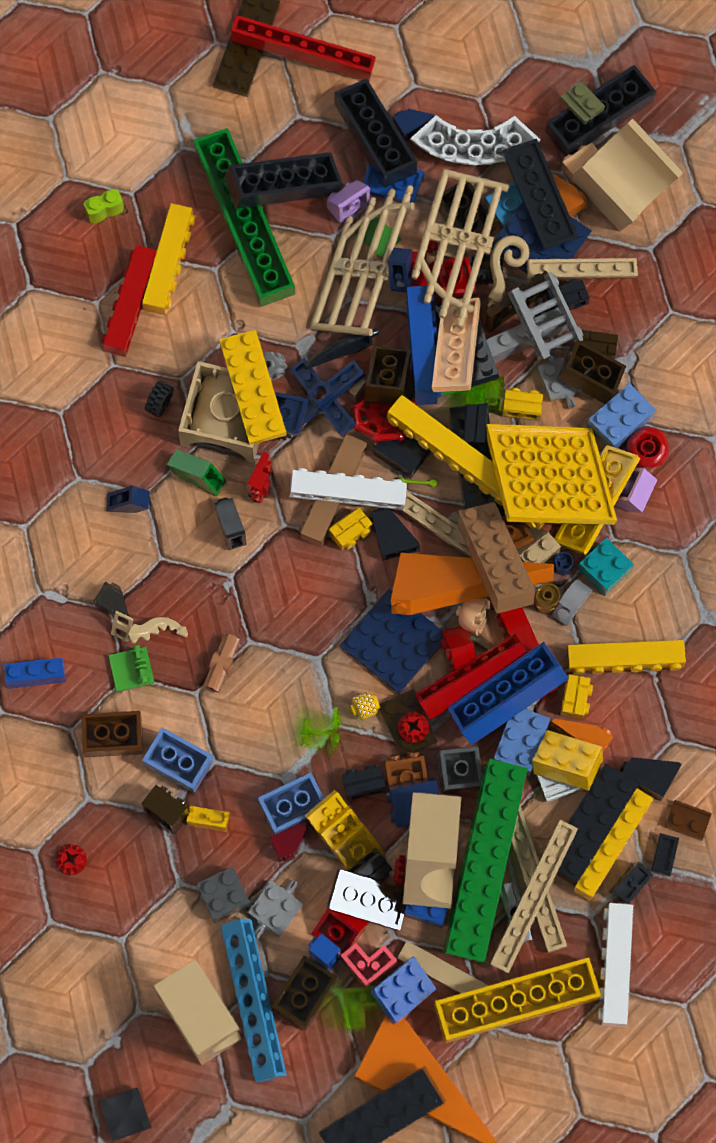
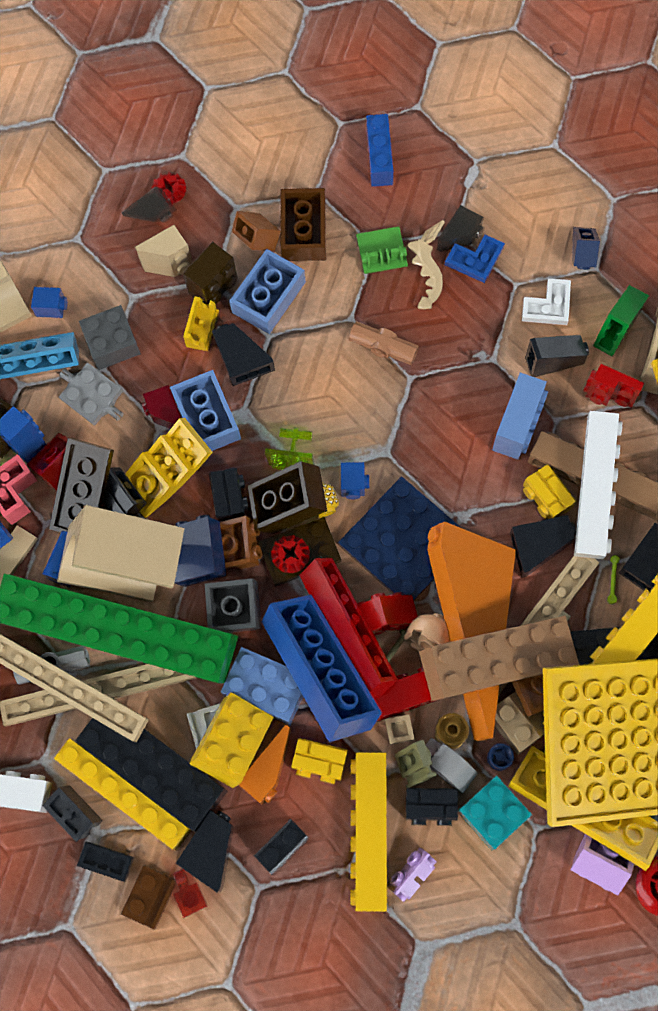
camera: 100 degrees right, 0 degrees up
(96, 870) = (152, 207): none -> clear smoke slope
(122, 772) = (256, 231): none -> dark orange brick
(144, 587) = (477, 263): none -> blue plate
(144, 847) = (165, 253): none -> tan slope
(185, 525) = (553, 308): none -> white plate
(189, 951) = (48, 302): none -> blue brick
(235, 782) = (241, 355): none -> black slope
(288, 549) = (520, 416): none -> medium blue brick
(346, 681) = (353, 480): none -> blue brick
(369, 728) = (287, 497): none -> dark brown brick
(548, 636) = (399, 729): none -> tan plate
(575, 623) = (415, 763): none -> olive plate
(603, 612) = (431, 805): none -> black brick
(643, 720) = (281, 847): none -> black brick
(647, 622) = (418, 864): none -> lavender hinge
(685, 788) = (190, 897): none -> clear red plate

